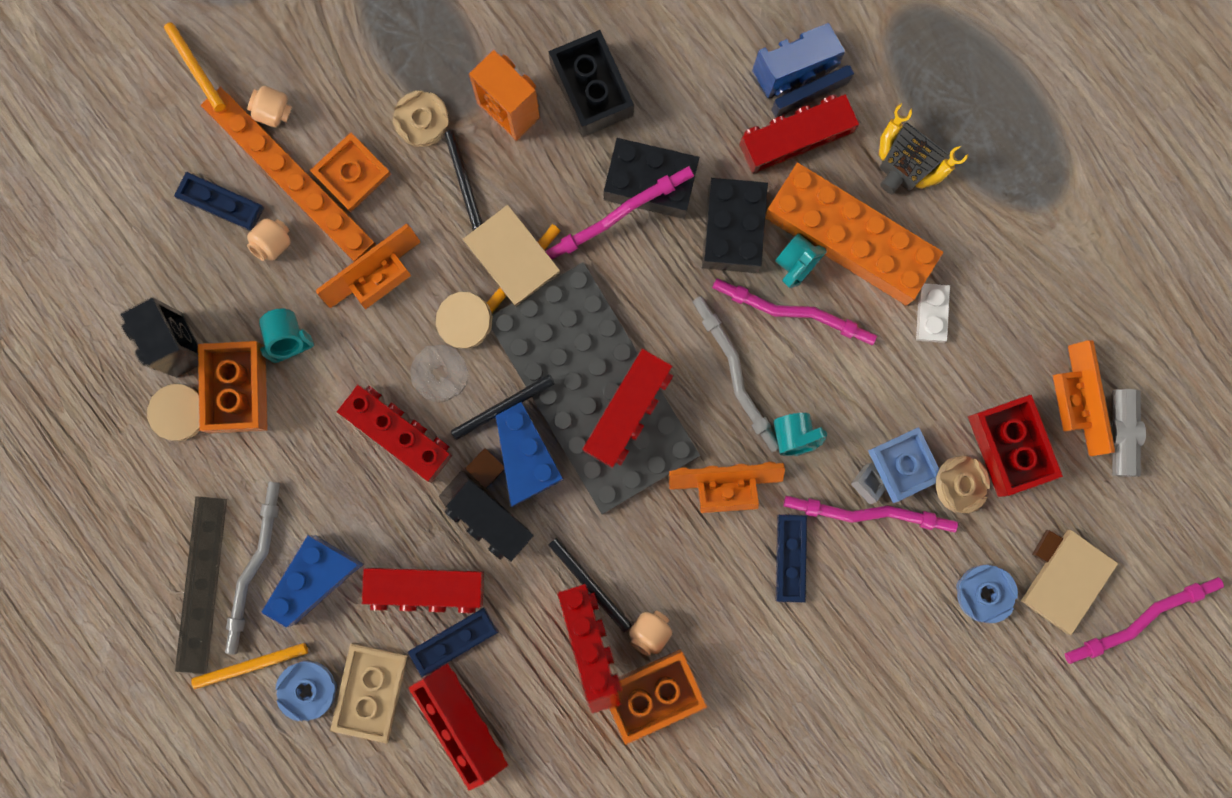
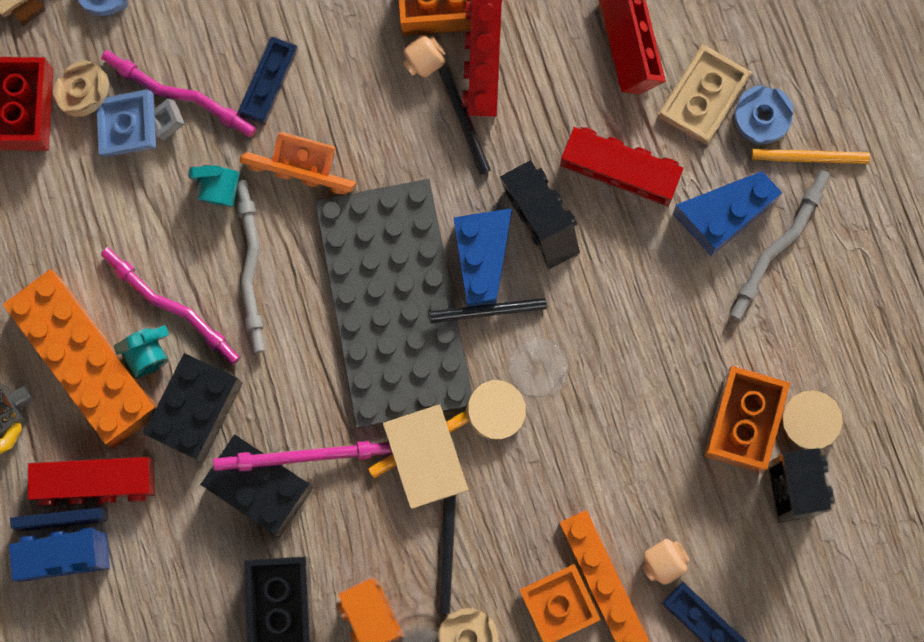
camera: 150 degrees left, 5 degrees down
(201, 585) = (834, 247): clear smoke tile -> none
(282, 335) = (681, 456): teal piece -> none
(372, 273) = (569, 487): orange bracket -> none
(394, 433) = (601, 322): red brick -> none
(453, 642) = (612, 112): dark blue tile -> none
(485, 468) = (525, 261): reddish brown tile -> none
(627, 408) = (366, 259): red brick -> none
(933, 313) = (37, 256): white plate -> none

